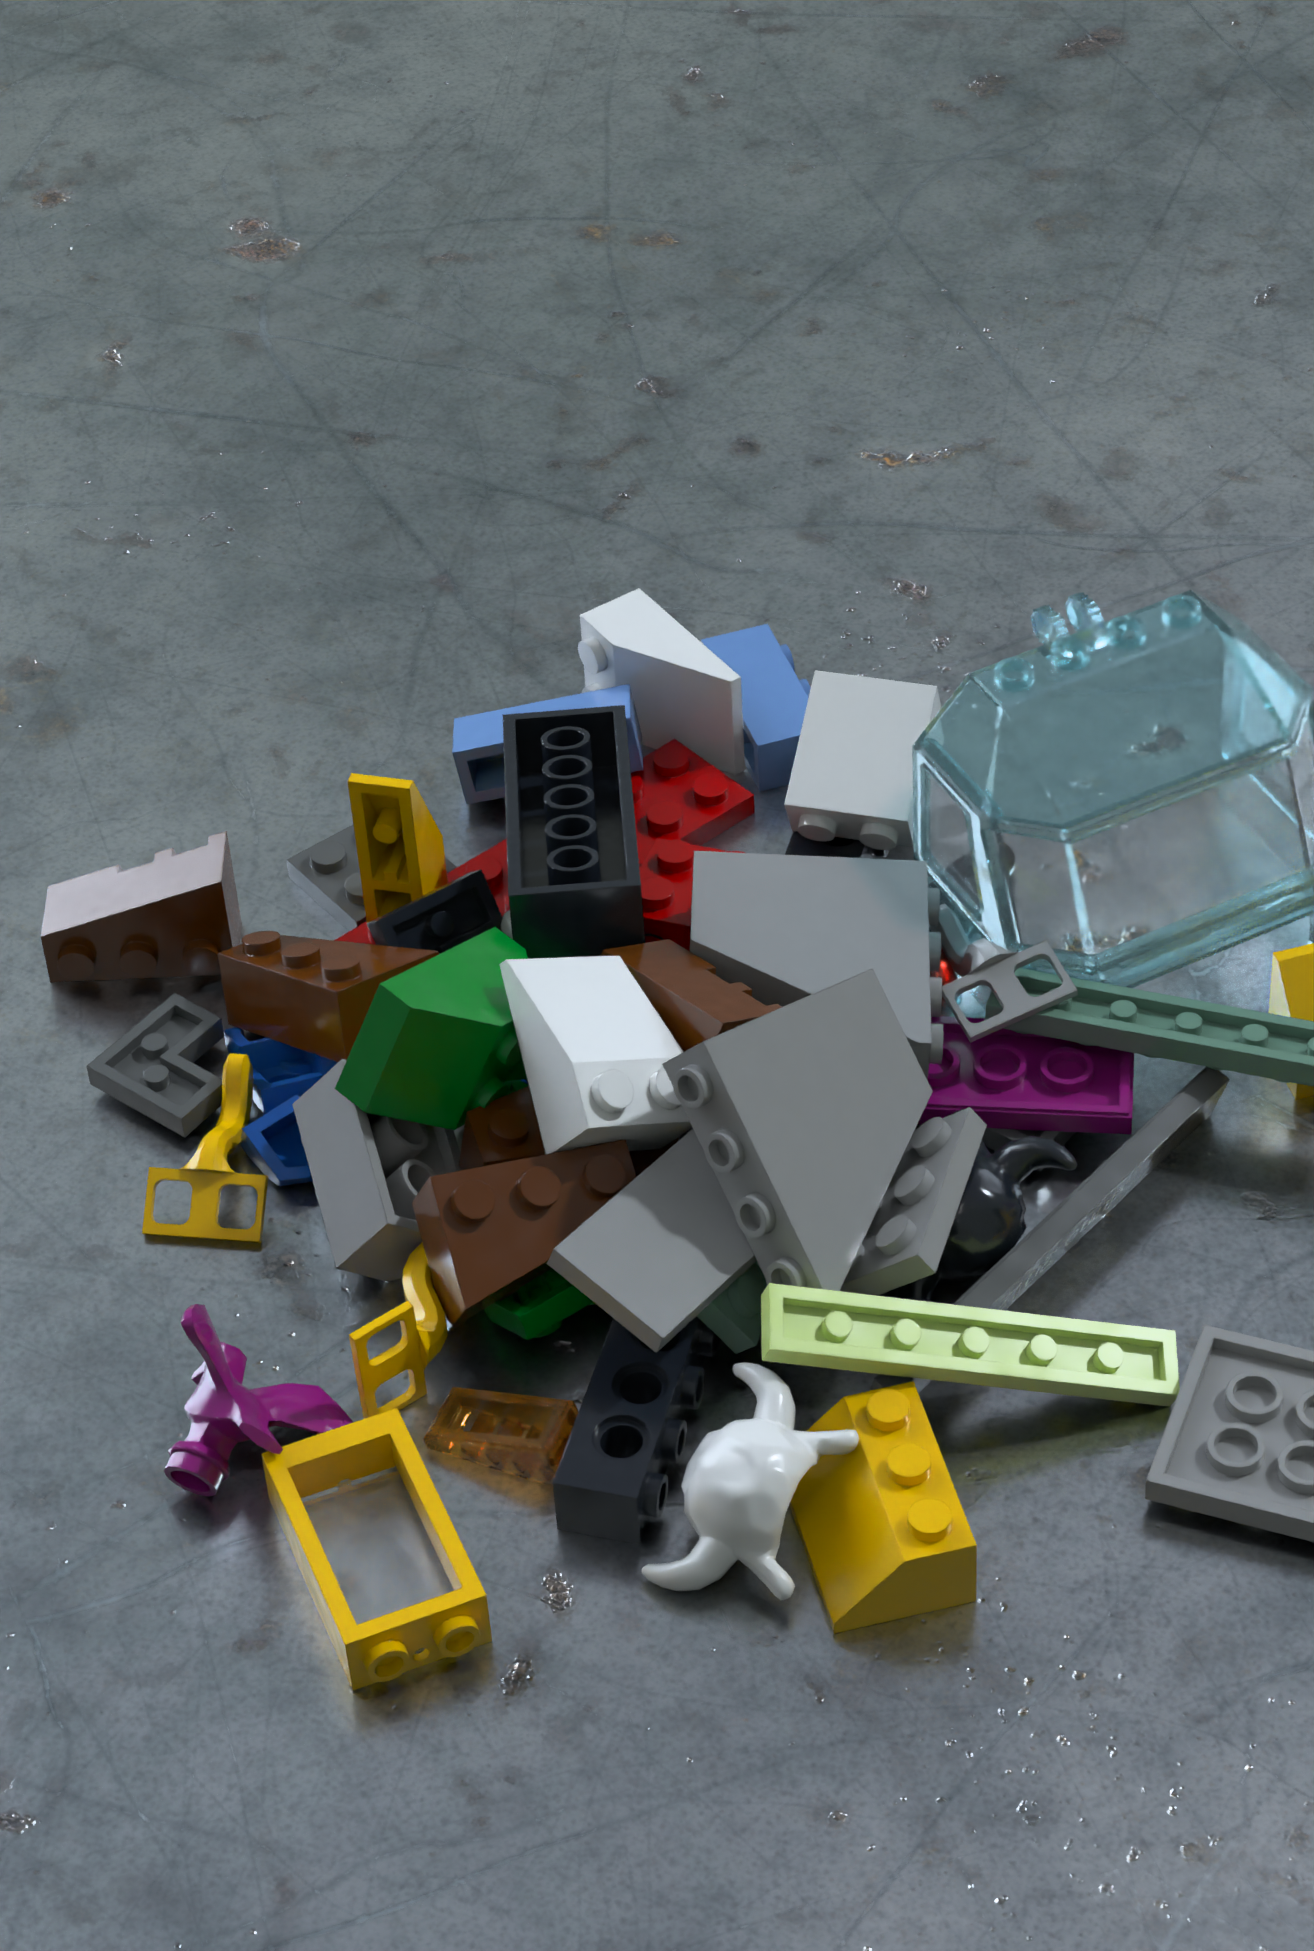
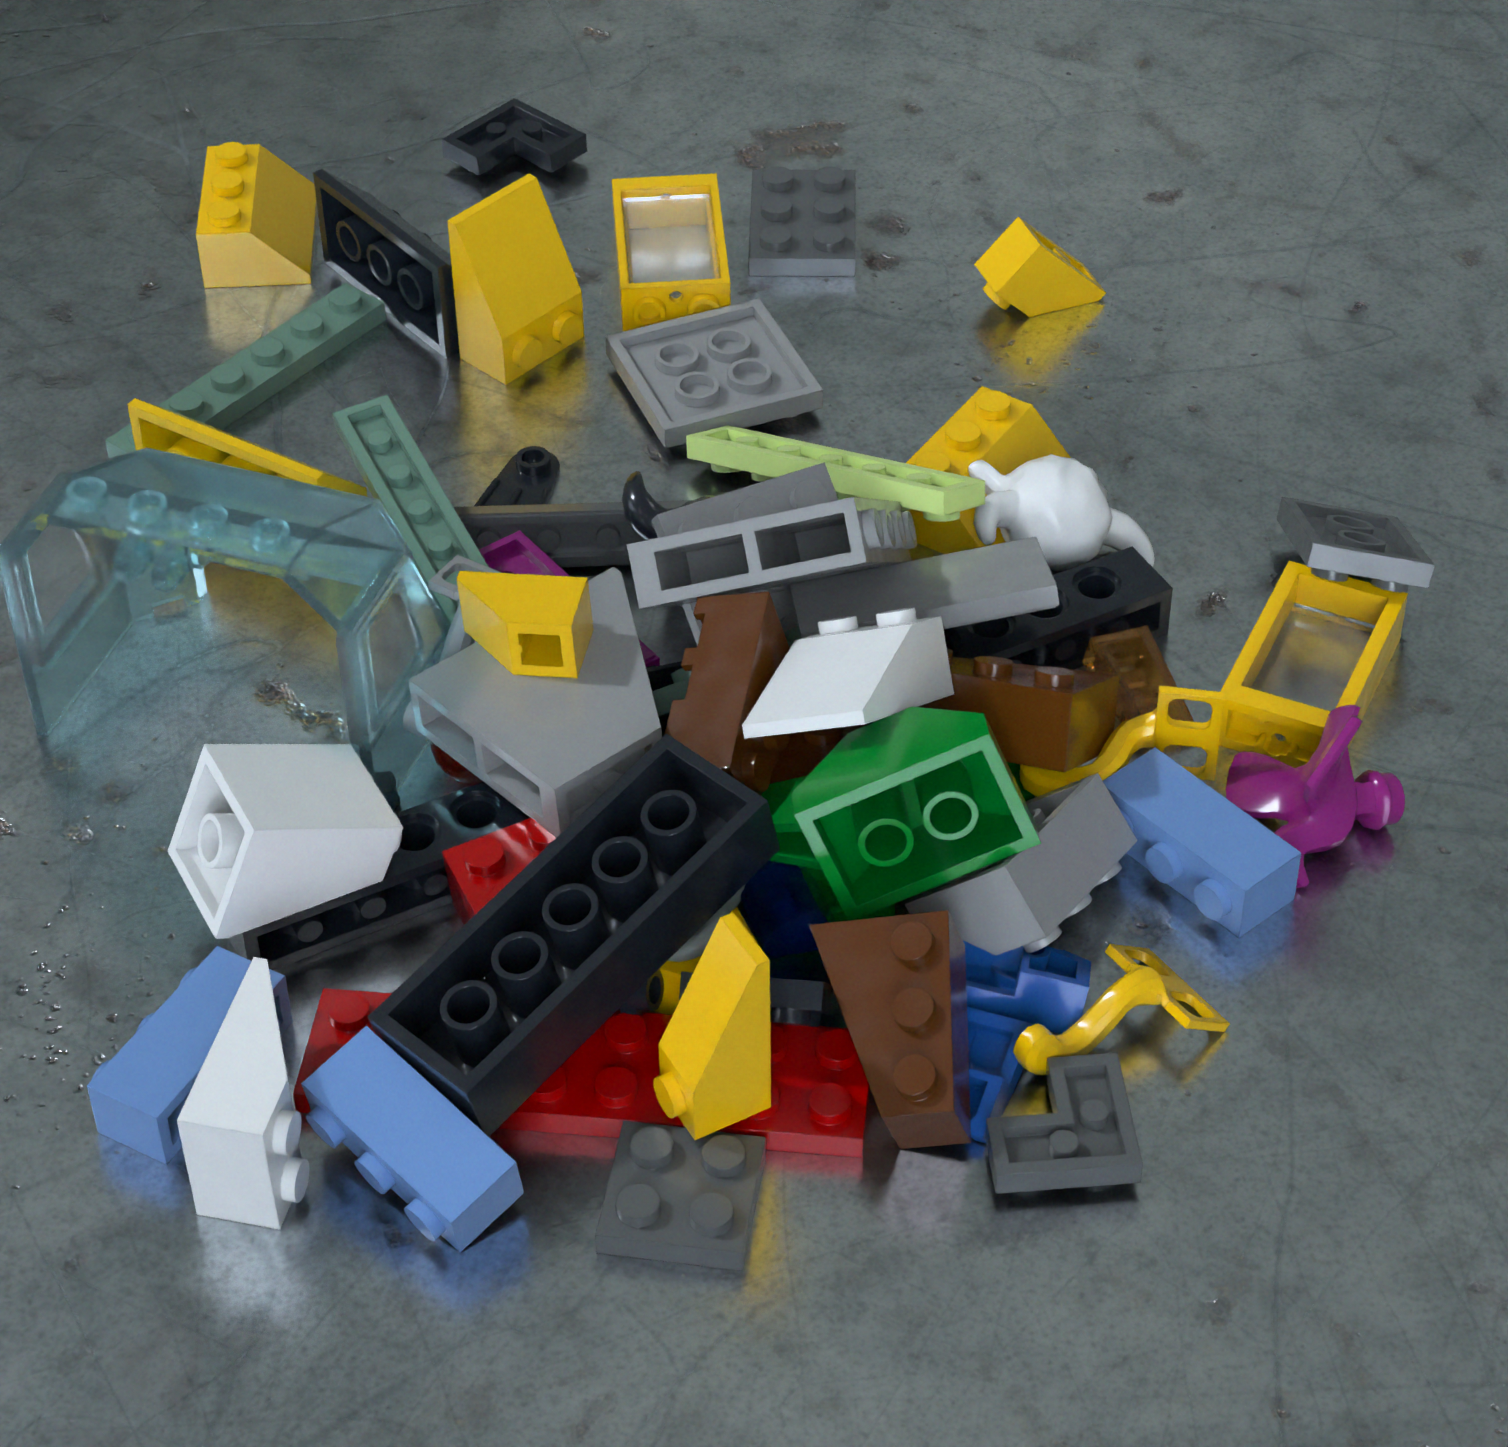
camera: 135 degrees left, 0 degrees up
(144, 919) = (944, 1255): reddish brown wedge -> none
(298, 1311) = (1204, 843): none -> medium blue brick
(452, 1665) = (1356, 543): none -> dark grey plate
(884, 913) = (528, 620): none -> yellow slope
(1168, 1818) = (1035, 273): none -> yellow slope
(1248, 1216) = (524, 482): none -> black piece

